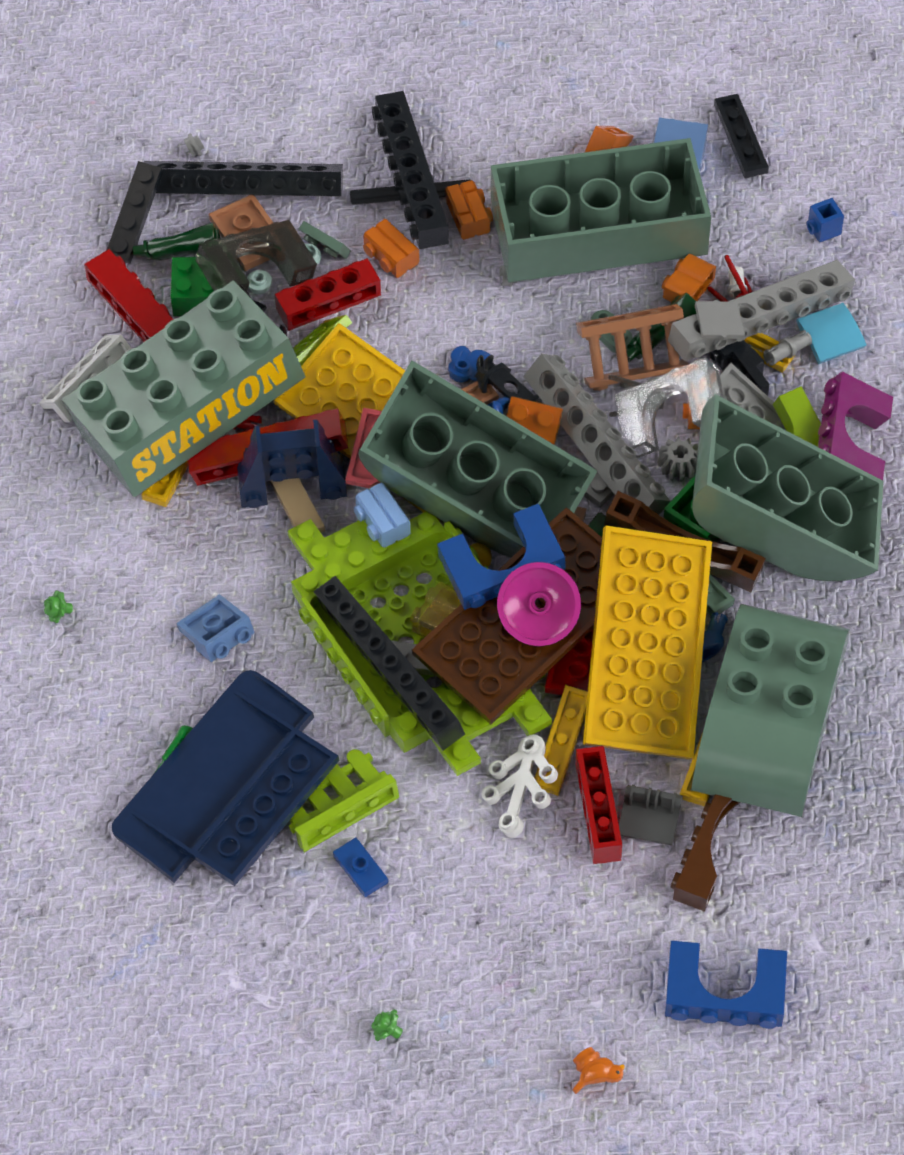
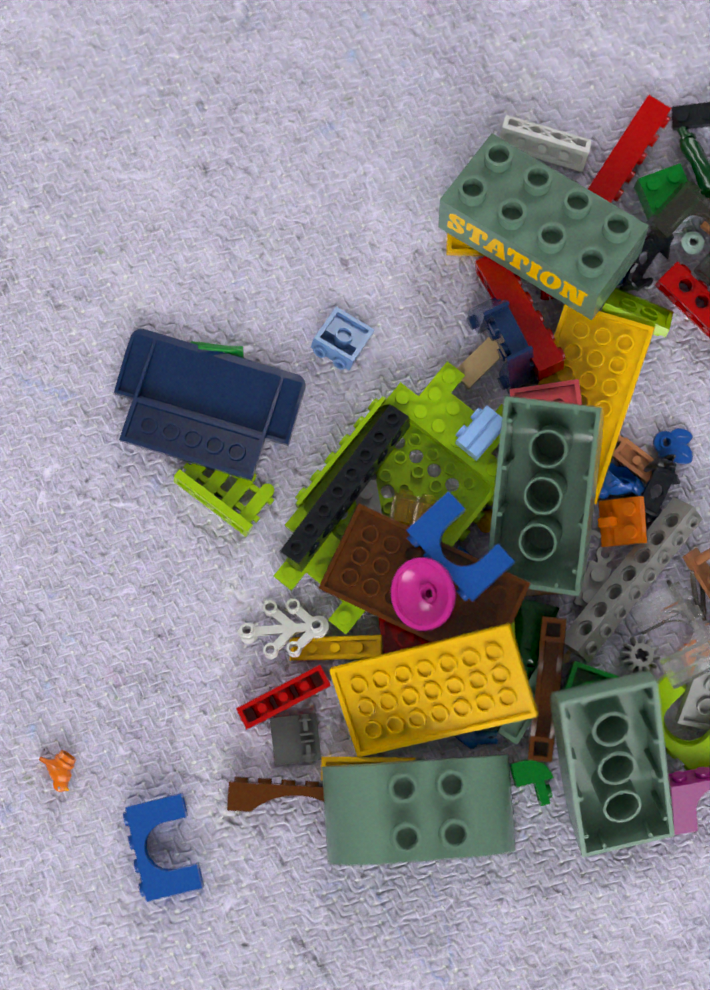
camera: 65 degrees right, 25 degrees up
(56, 606) = (318, 208): bright green plant -> none
(360, 867) = (173, 530): blue plate -> none
(386, 1025) = (44, 598): bright green plant -> none
(774, 591) = (533, 772): none -> green brick

